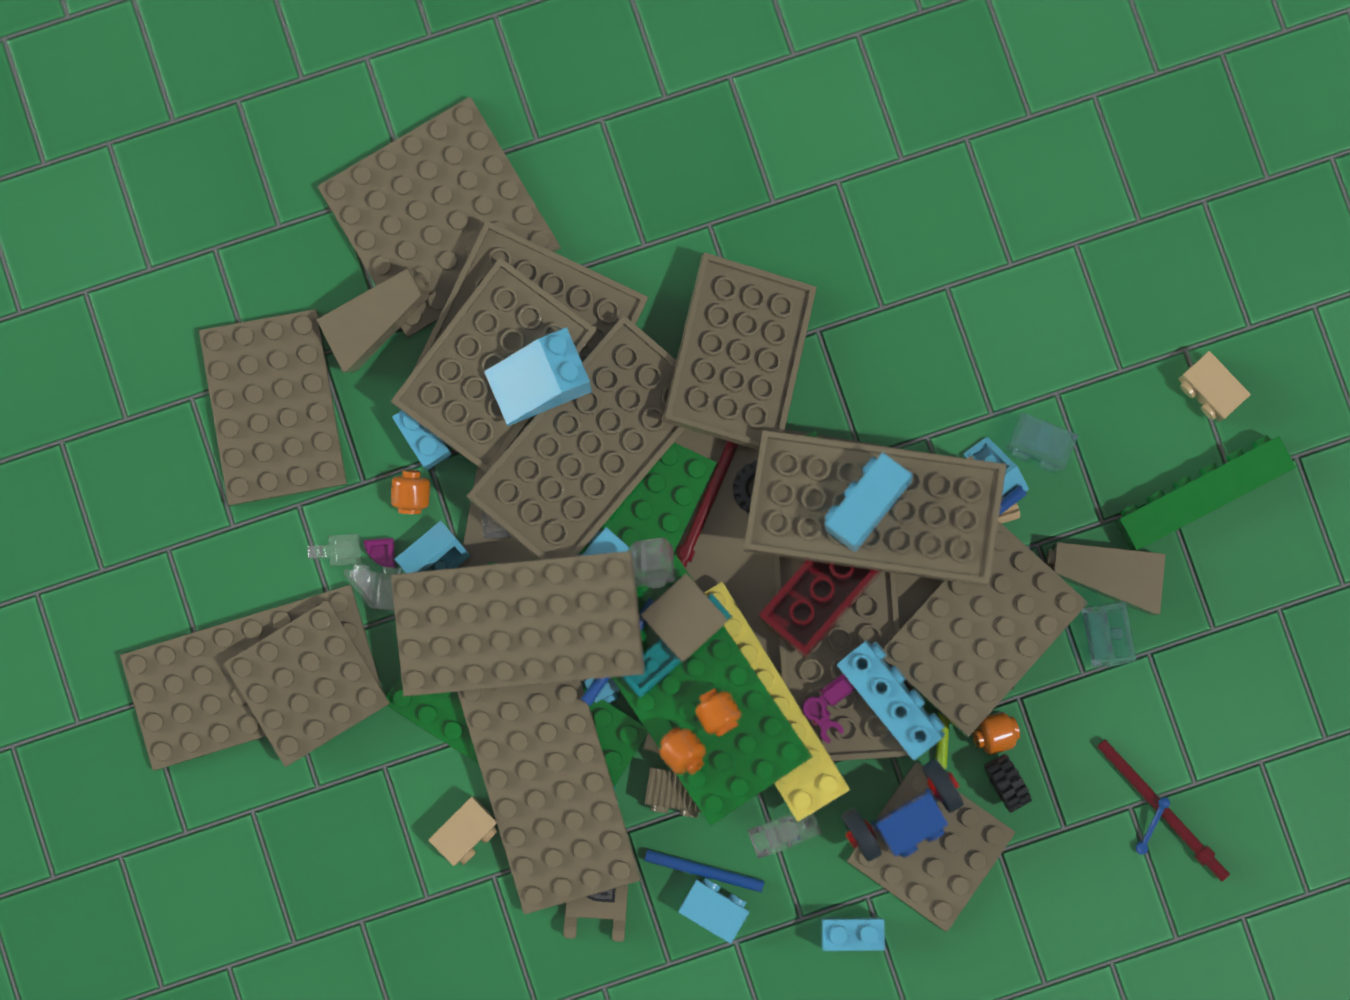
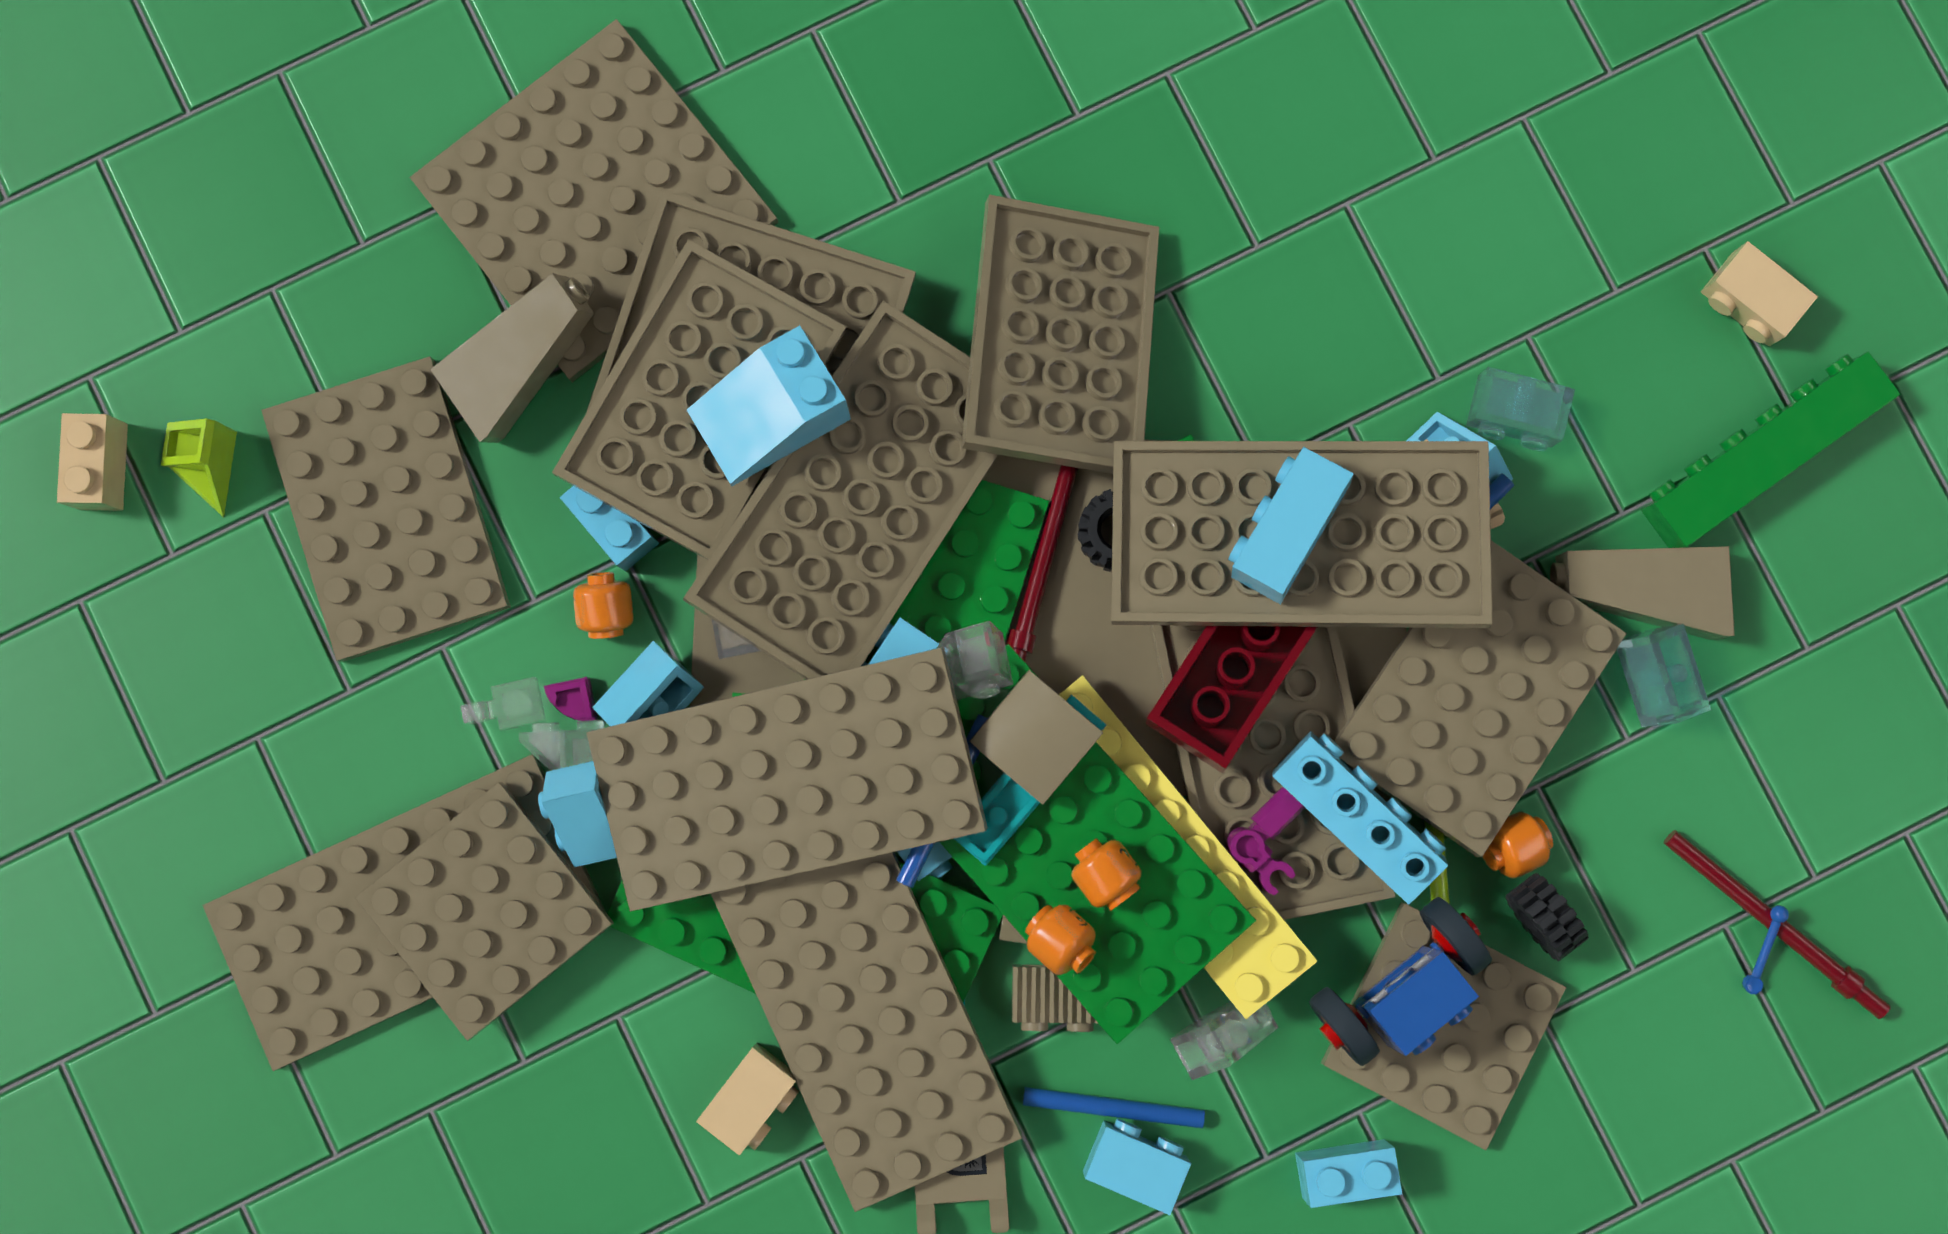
camera: 10 degrees left, 0 degrees up
(83, 350) = (92, 462): none -> tan brick
(153, 356) = (202, 457): none -> lime slope
(377, 628) = (577, 813): none -> medium azure brick

